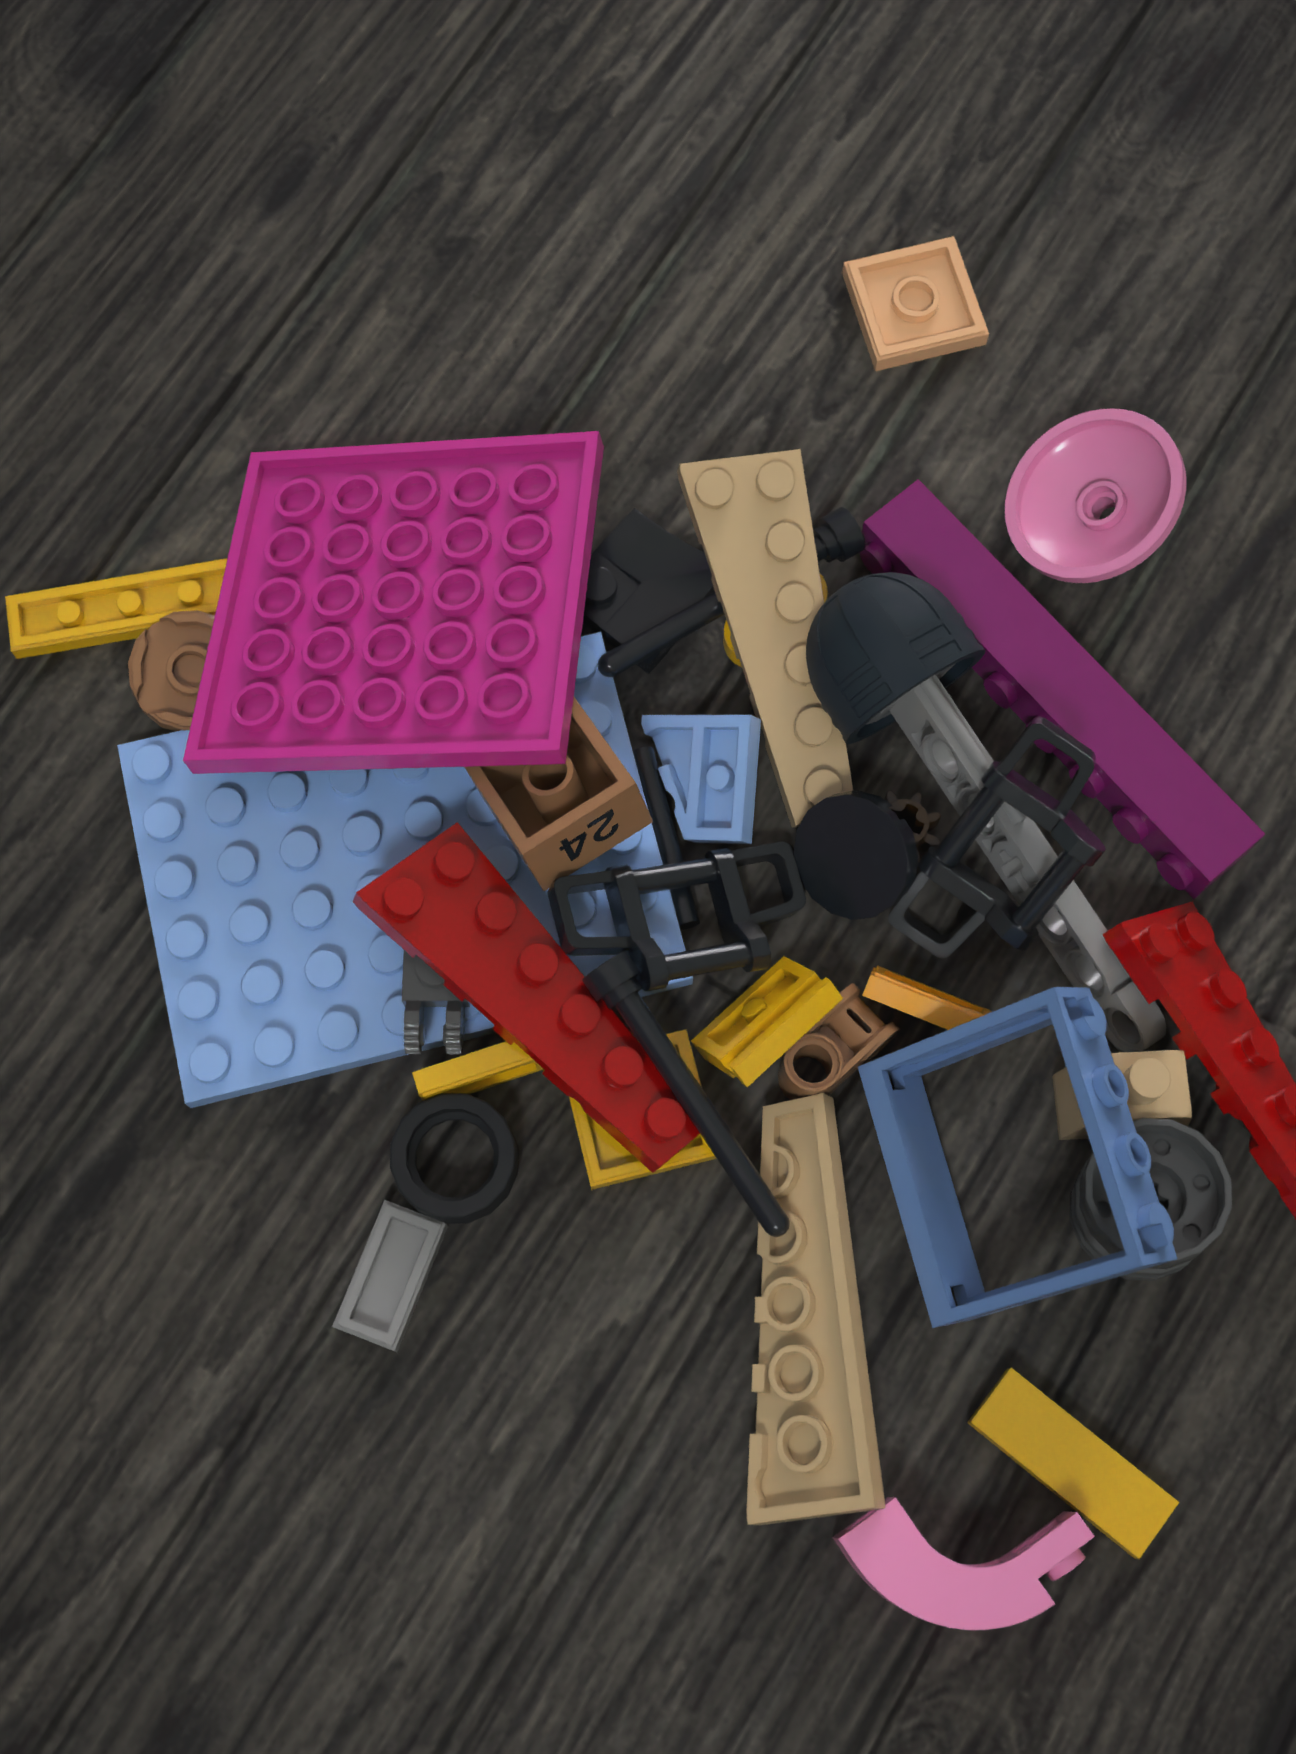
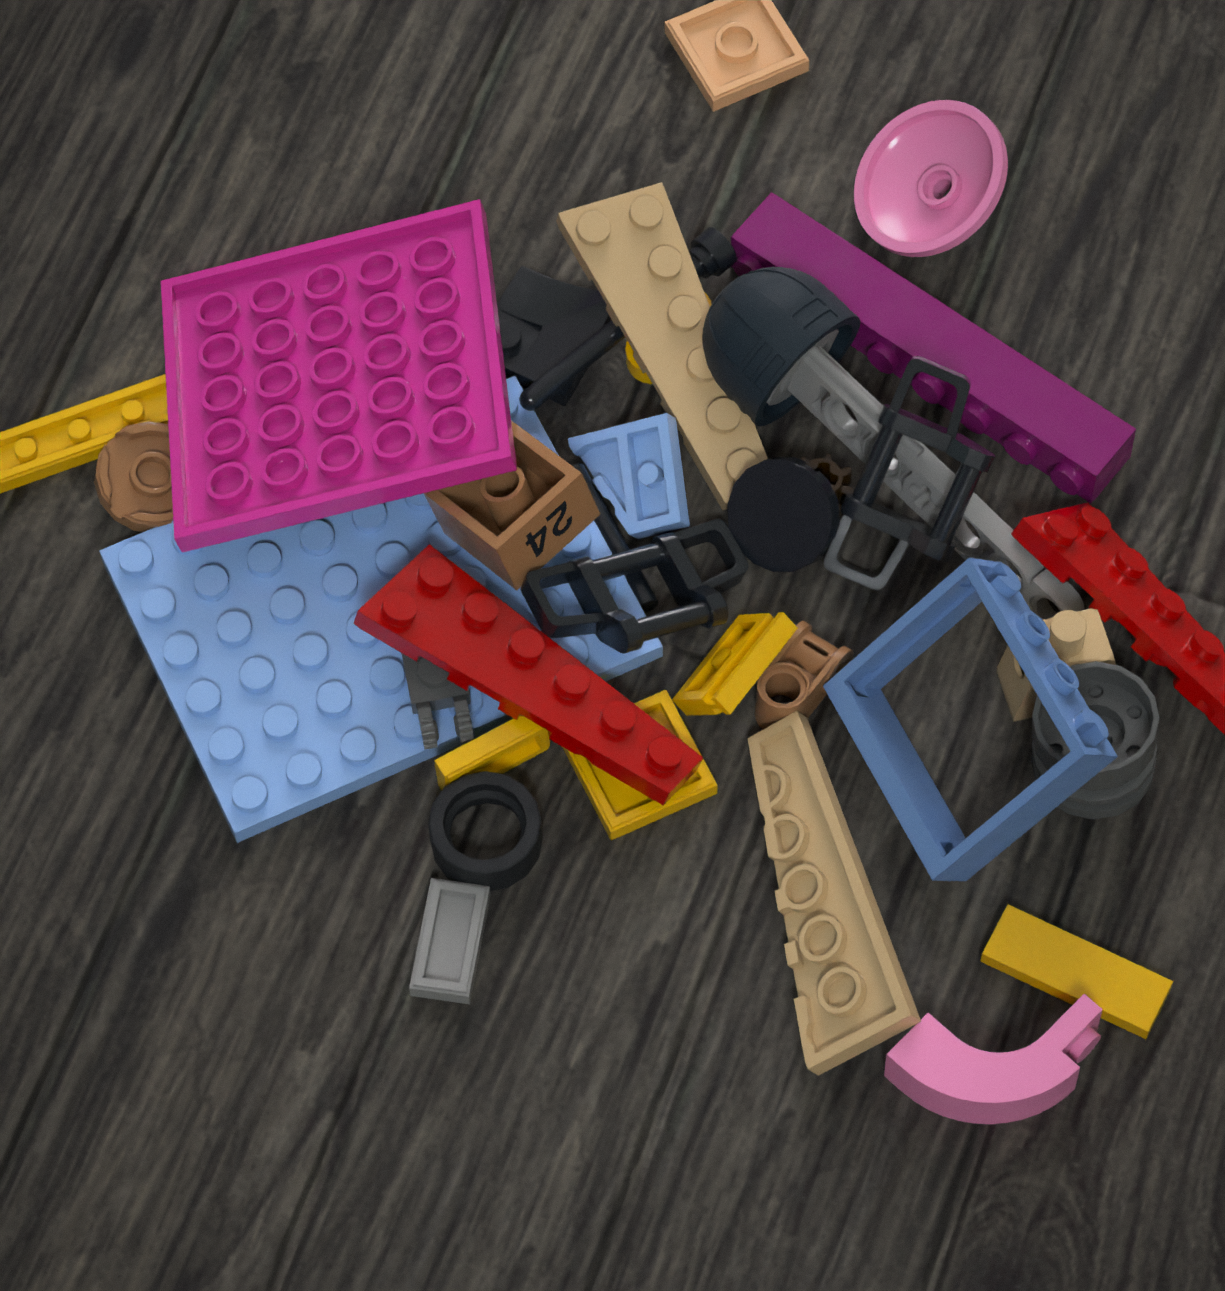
camera: 10 degrees left, 10 degrees down
(618, 987) = (598, 651): black piece -> none
(920, 999) = (852, 621): light orange tile -> none

